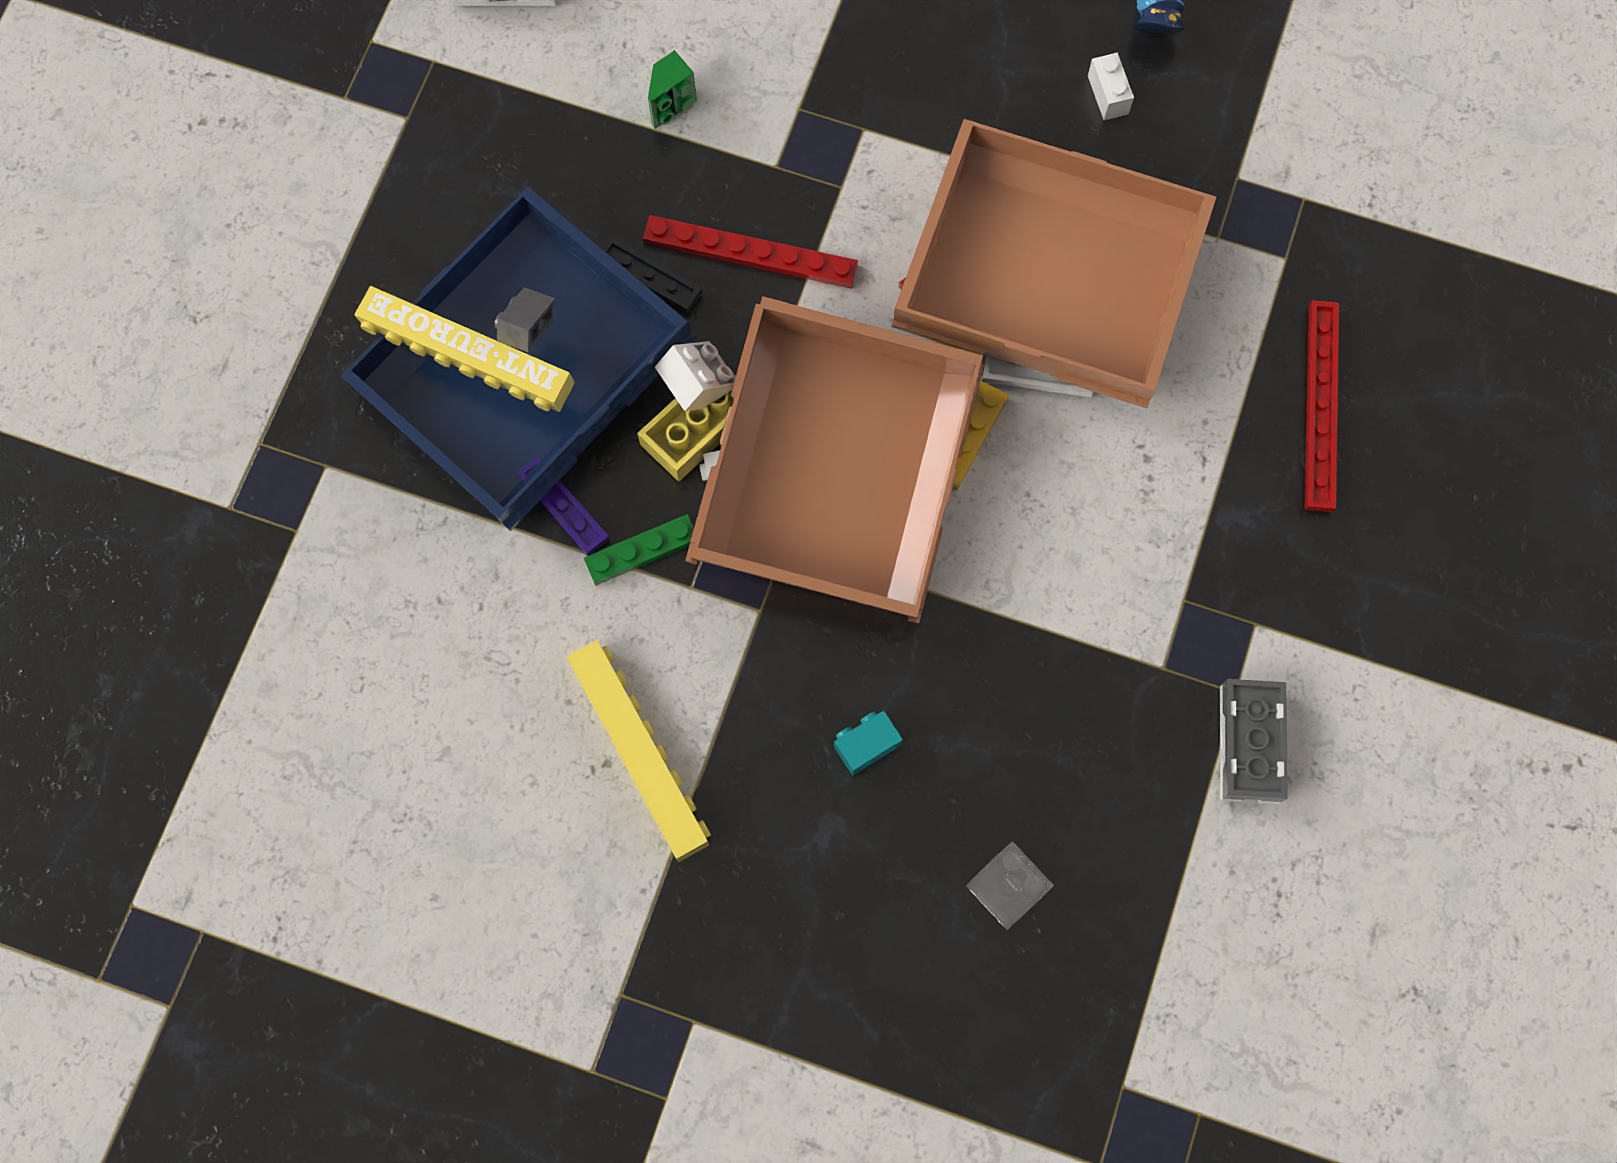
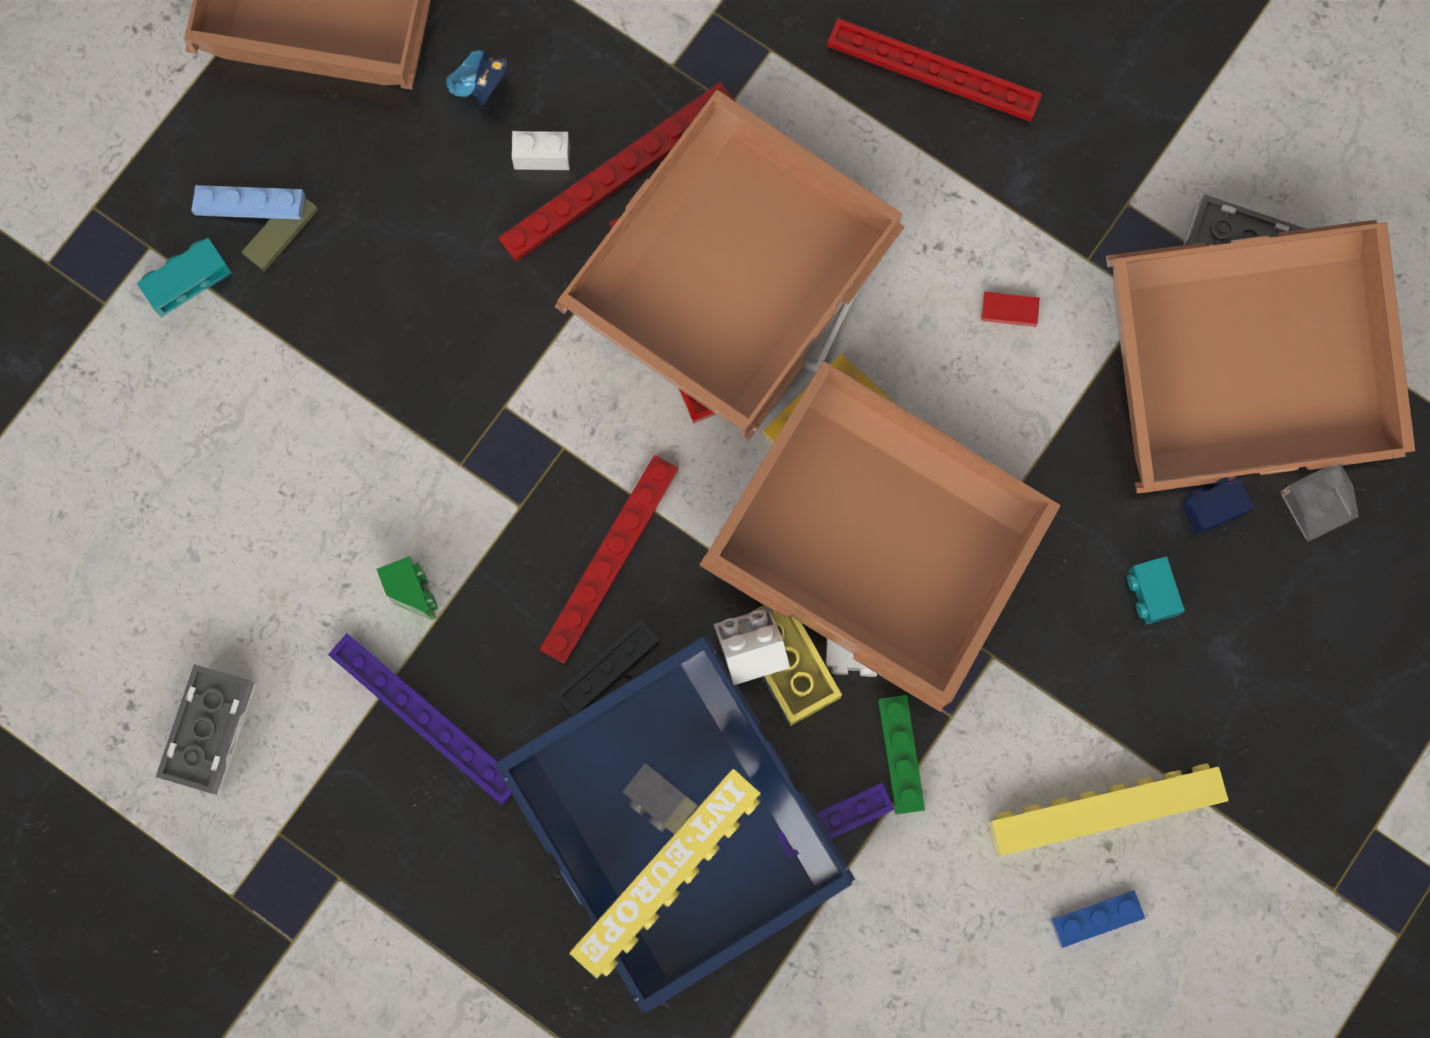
camera: 75 degrees left, 5 degrees up
(533, 769) = (1098, 919): none -> blue plate
(570, 124) = (421, 716): none -> dark purple plate
(972, 781) = (1217, 505): none -> clear blue brick
(1093, 142) = (603, 181): none -> red plate
(1106, 538) = (1010, 309): none -> red tile
(1134, 772) = (1262, 355): none -> nougat panel

